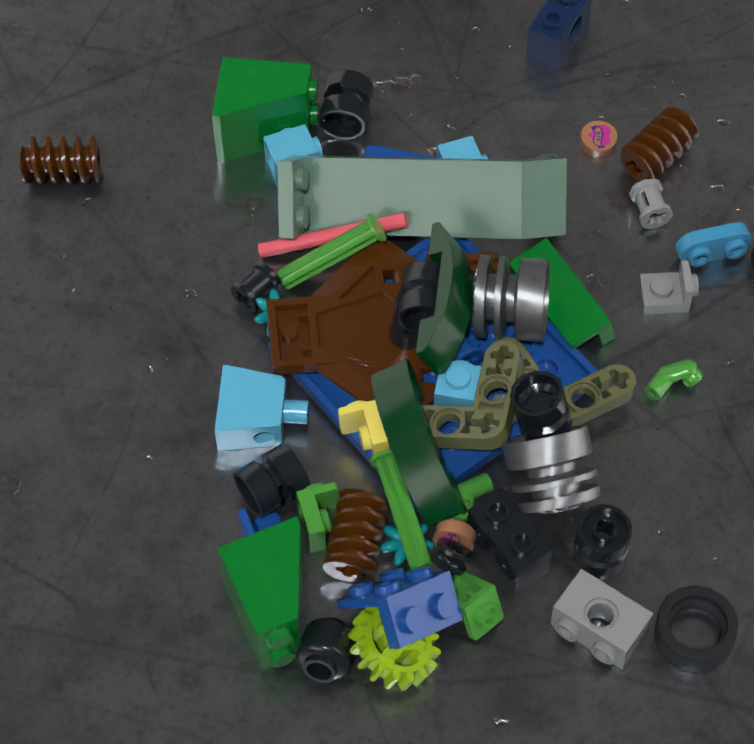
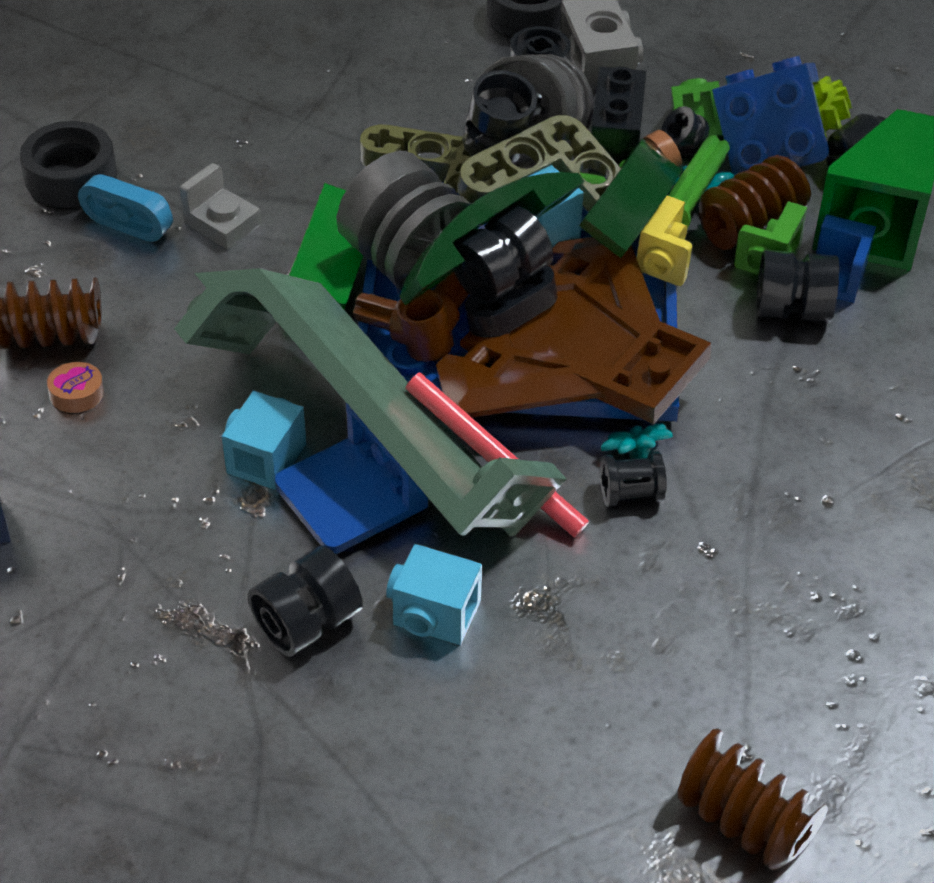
camera: 140 degrees left, 10 degrees down
(254, 409) = (757, 361): medium azure torso -> none
(258, 101) = (425, 649): green slope -> none
(332, 252) = (522, 427): bright green axle -> none
(651, 203) = (137, 280): light grey bush -> none
(670, 373) = (311, 153): bright green arm -> none

